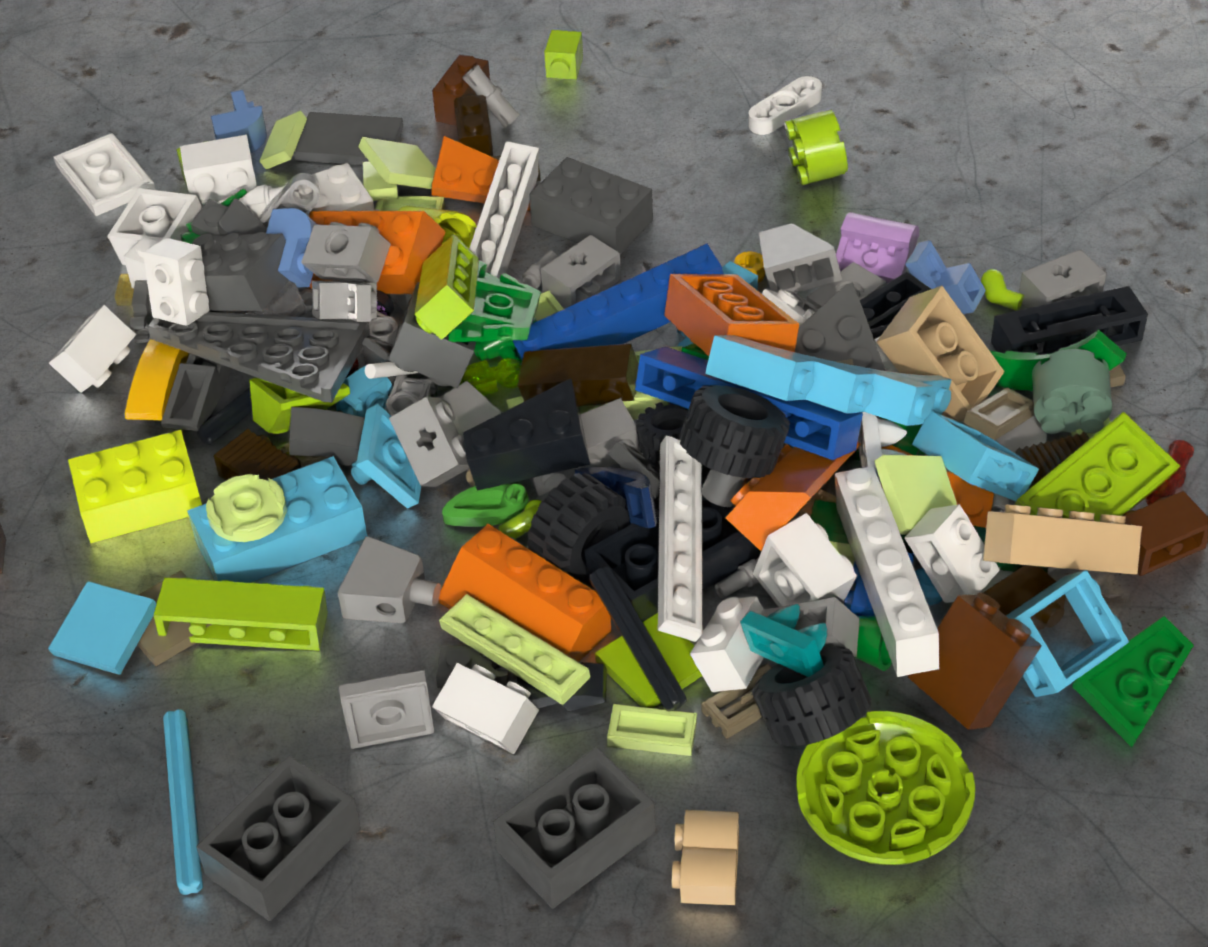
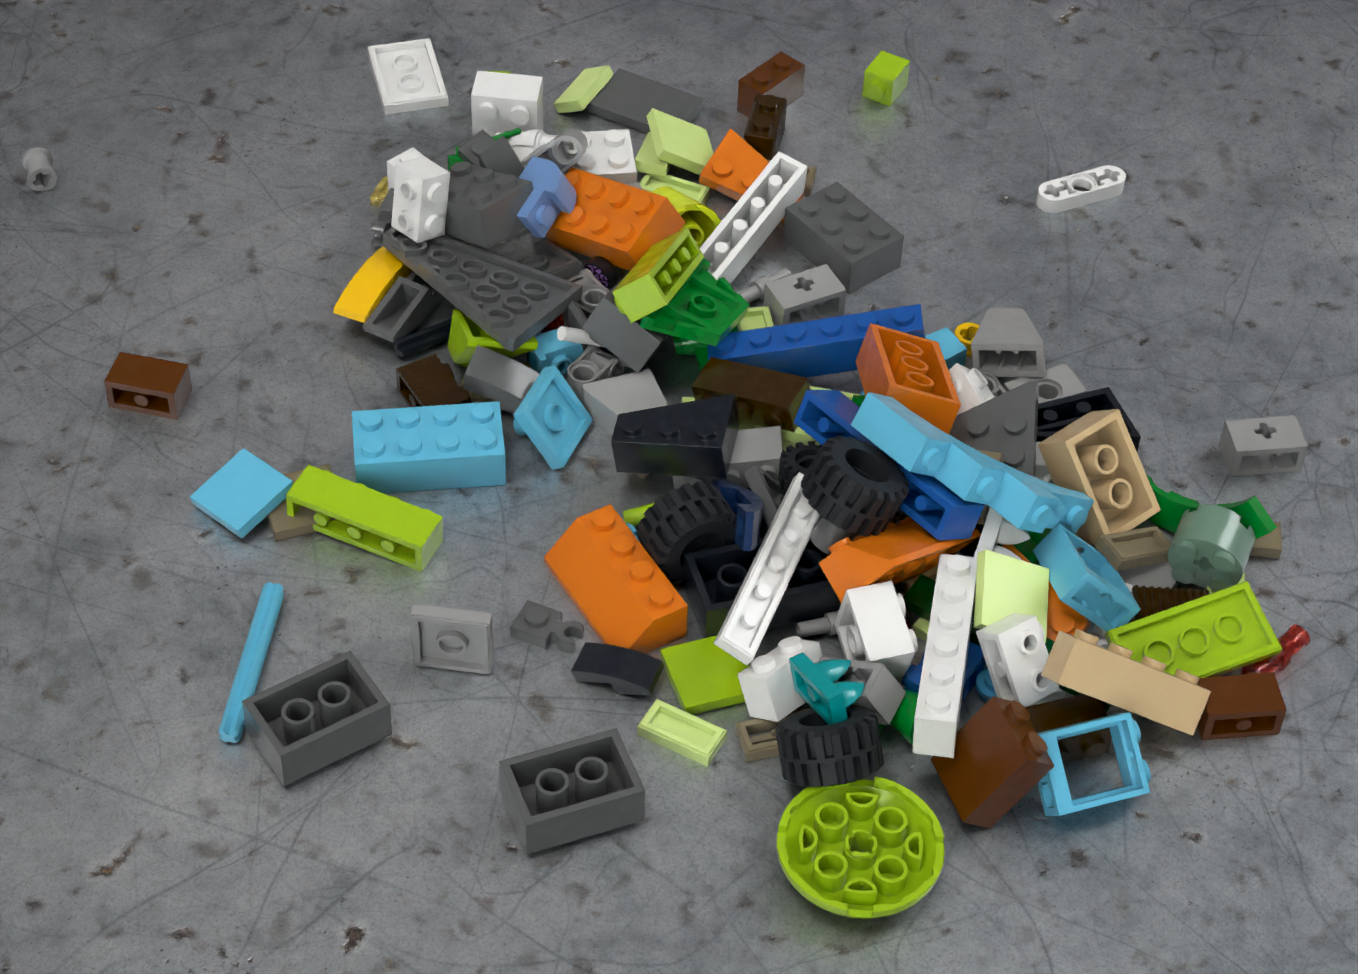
camera: 15 degrees right, 0 degrees up
(93, 349) = (329, 240): white brick -> none
(134, 486) = (317, 375): neon yellow brick -> none
(155, 216) = (430, 131): white brick -> none
(242, 121) = (552, 64): medium blue brick -> none
(246, 508) = (401, 424): yellowish green tile -> none
(344, 300) = (568, 260): light grey brick -> none
(346, 252) = (582, 216): light grey brick -> none
(385, 584) = (500, 530): light grey torso -> none
(416, 432) = (590, 412): light grey brick -> none
(485, 378) = (668, 370): clear neon green plate -> none
(485, 506) = (621, 488): bright green arm -> none
(486, 707) = (540, 665): white brick -> none
(495, 100) = (795, 99): light grey pin -> none
(515, 649) = (588, 622): yellowish green tile -> none
(638, 639) = (698, 647): black axle -> none
(708, 857) = (678, 855): tan brick -> none
(816, 147) = (1084, 240): lime brick -> none
(876, 245) = (1098, 353): lavender brick -> none
(959, 281) = (1153, 416): medium blue brick -> none
(997, 292) = (1198, 432): lime arm -> none
(1071, 321) = (1244, 478): black brick -> none
(1135, 678) = (1145, 827): green wing -> none

